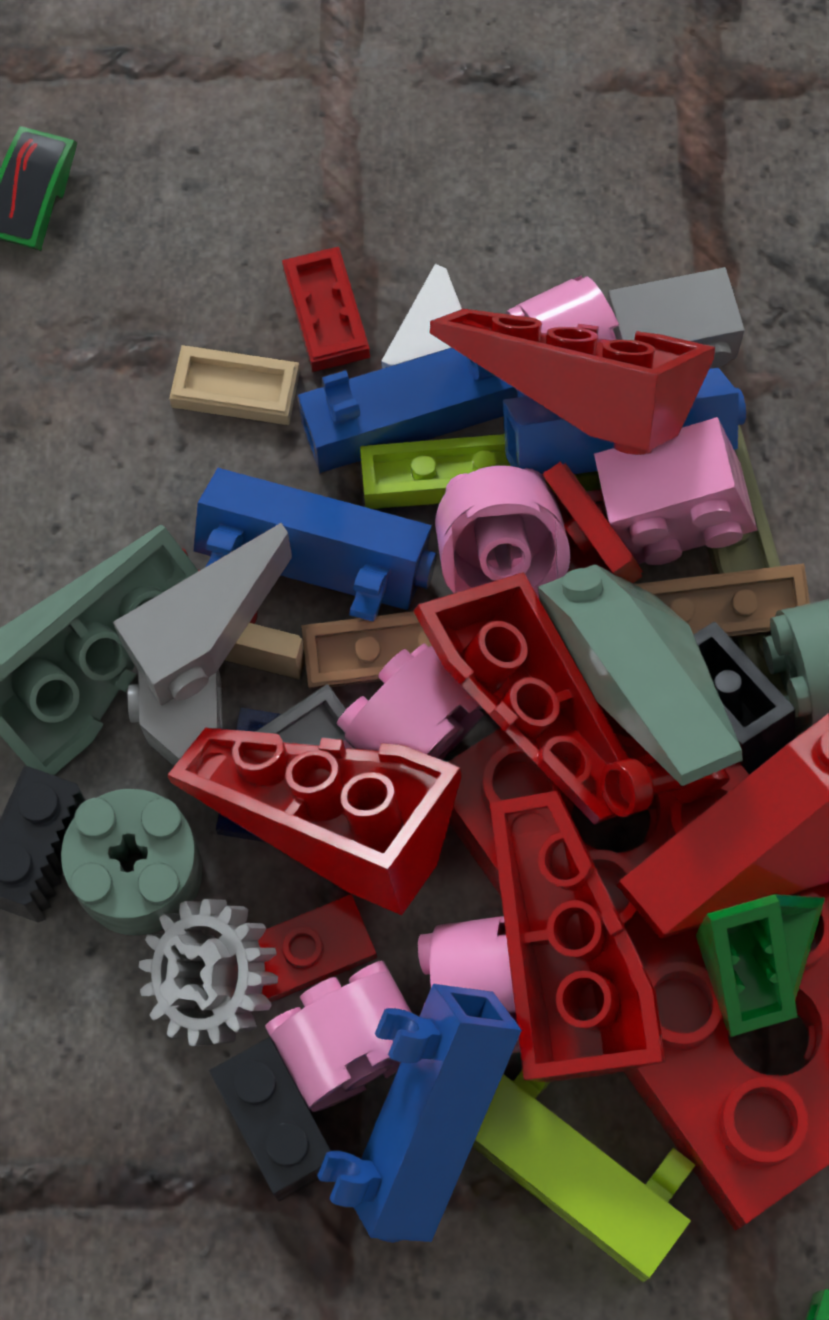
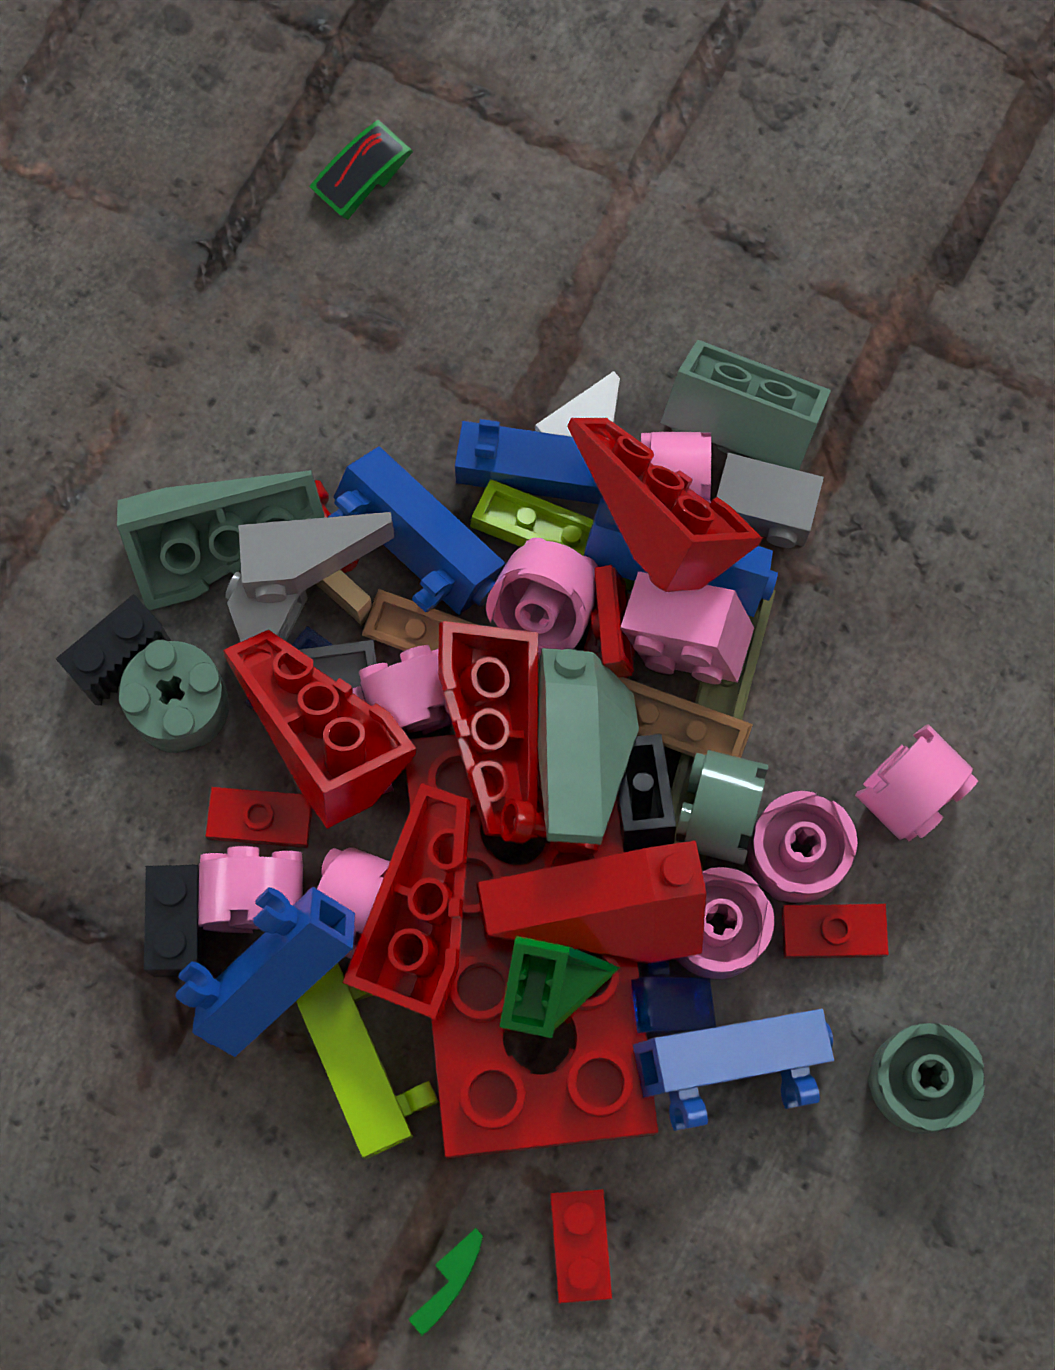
camera: 25 degrees right, 5 degrees up
(208, 972) = (184, 798): light grey gear -> none
(235, 385) = (430, 388): tan tile -> none
(326, 309) = (523, 364): red plate -> none
(602, 233) = (745, 406): none -> sand green slope

